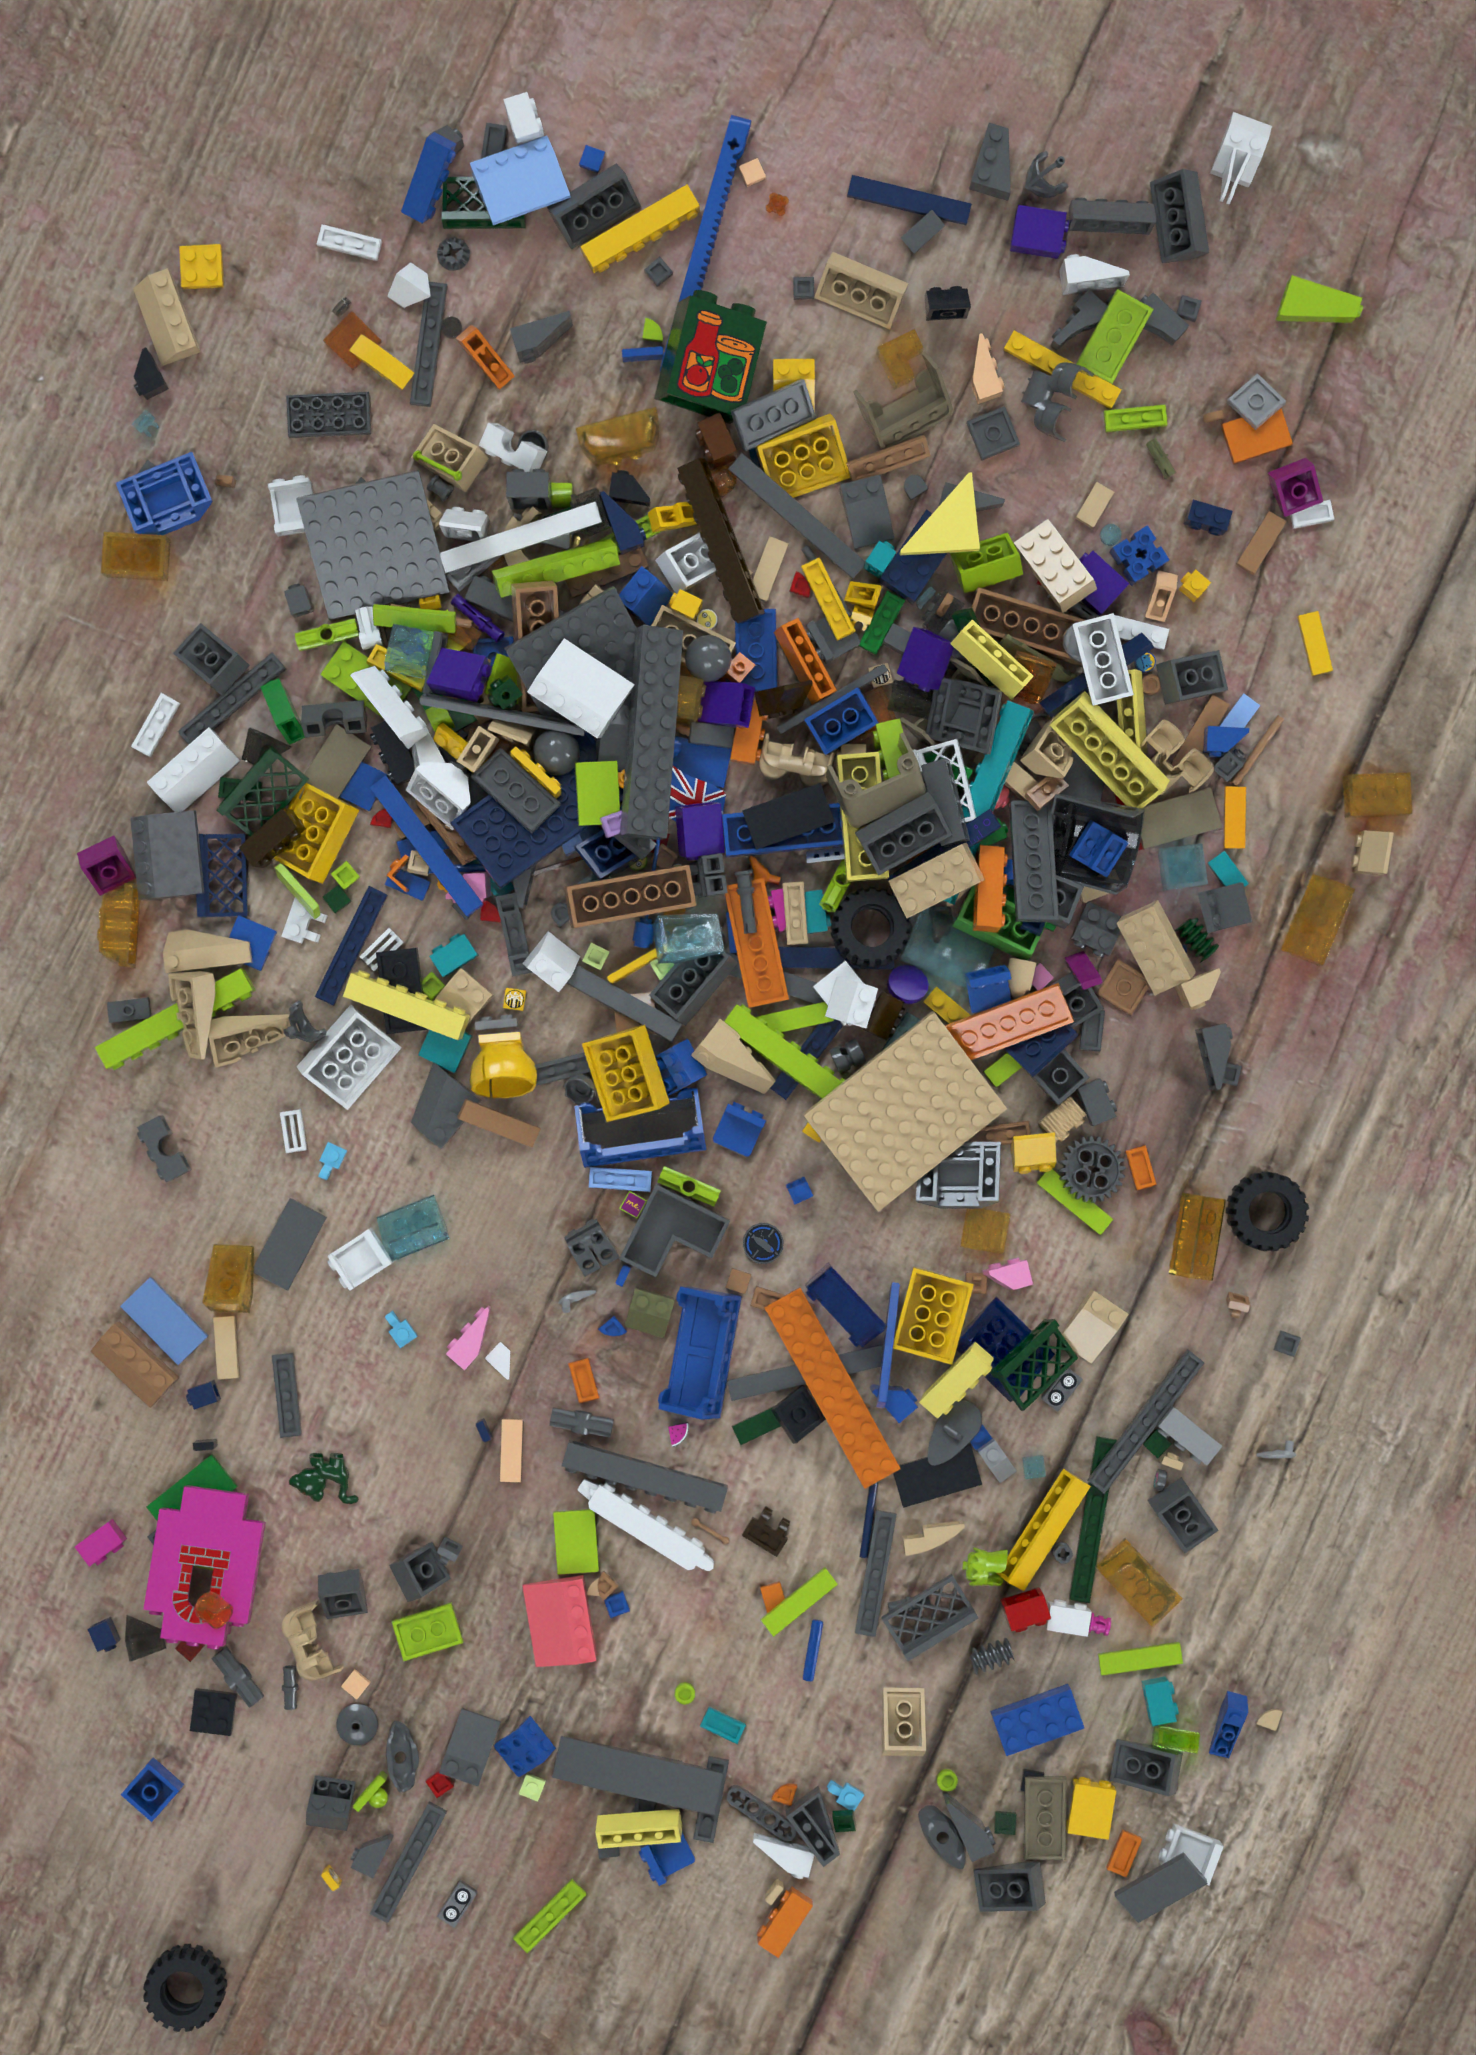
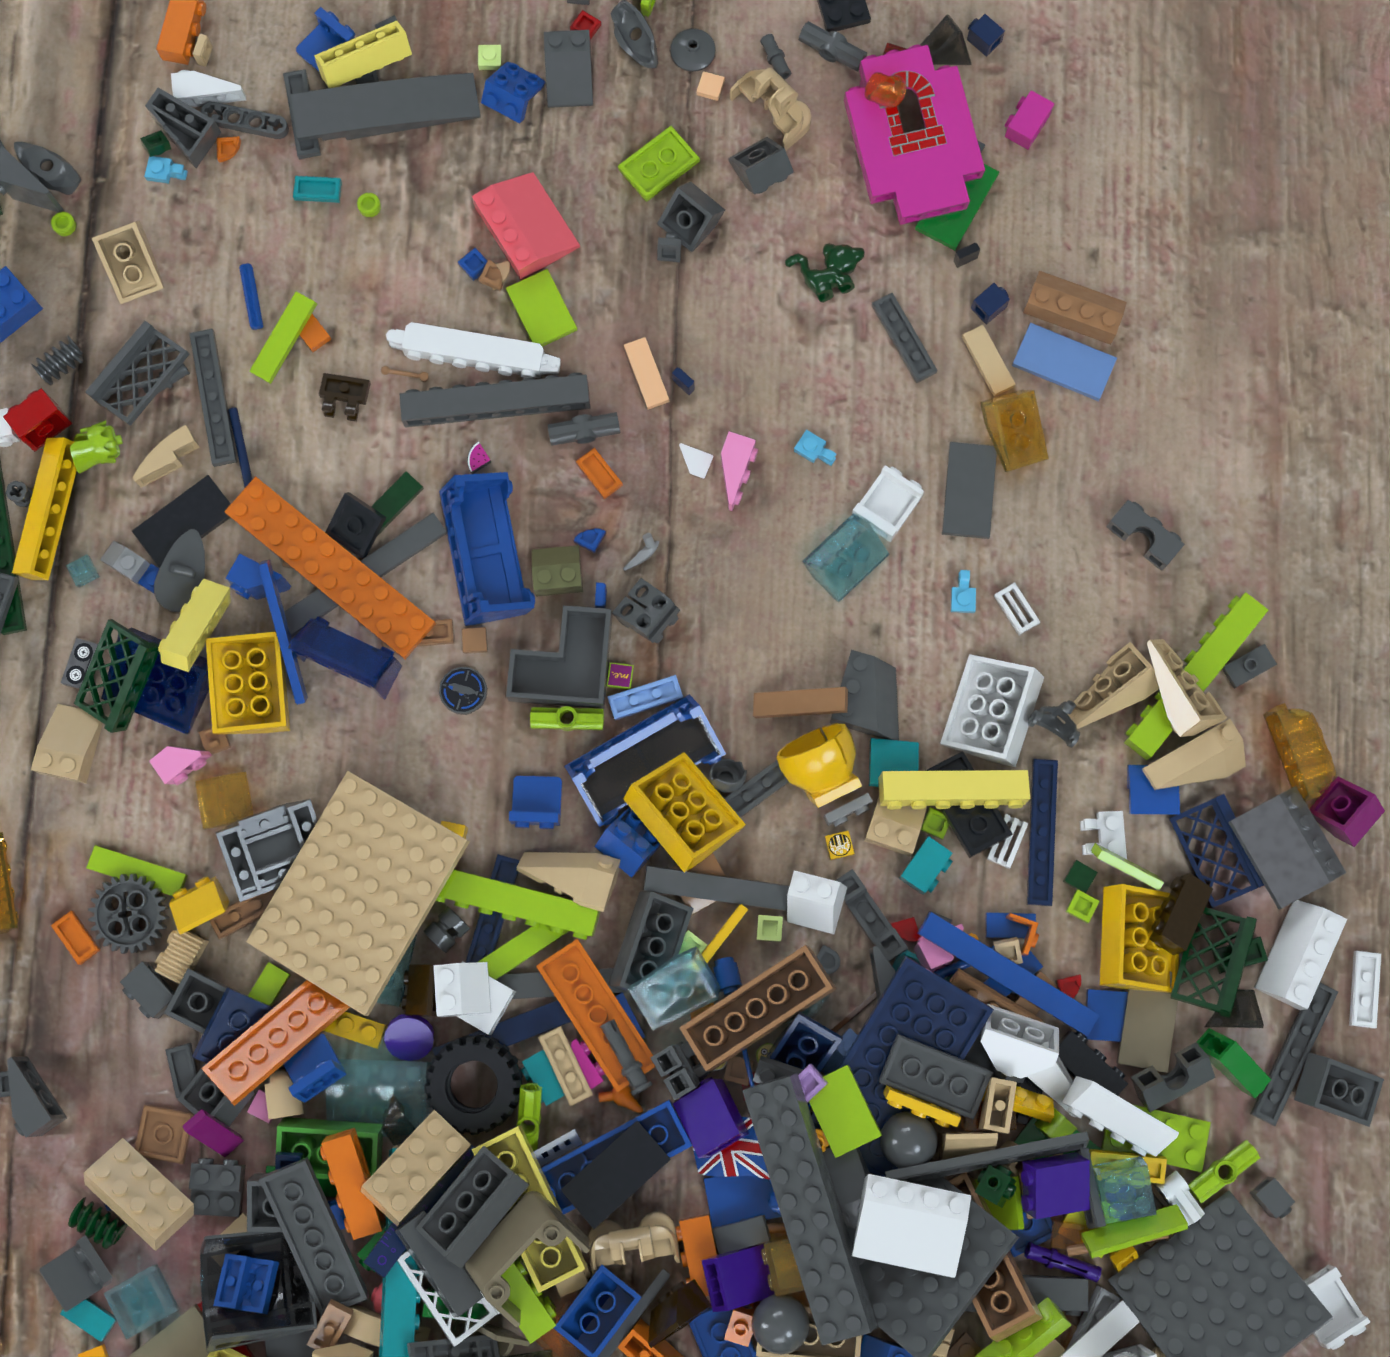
camera: 160 degrees right, 10 degrees down
(799, 1190) = (444, 761): blue brick -> none
(1198, 989) = (71, 1164): tan slope -> none

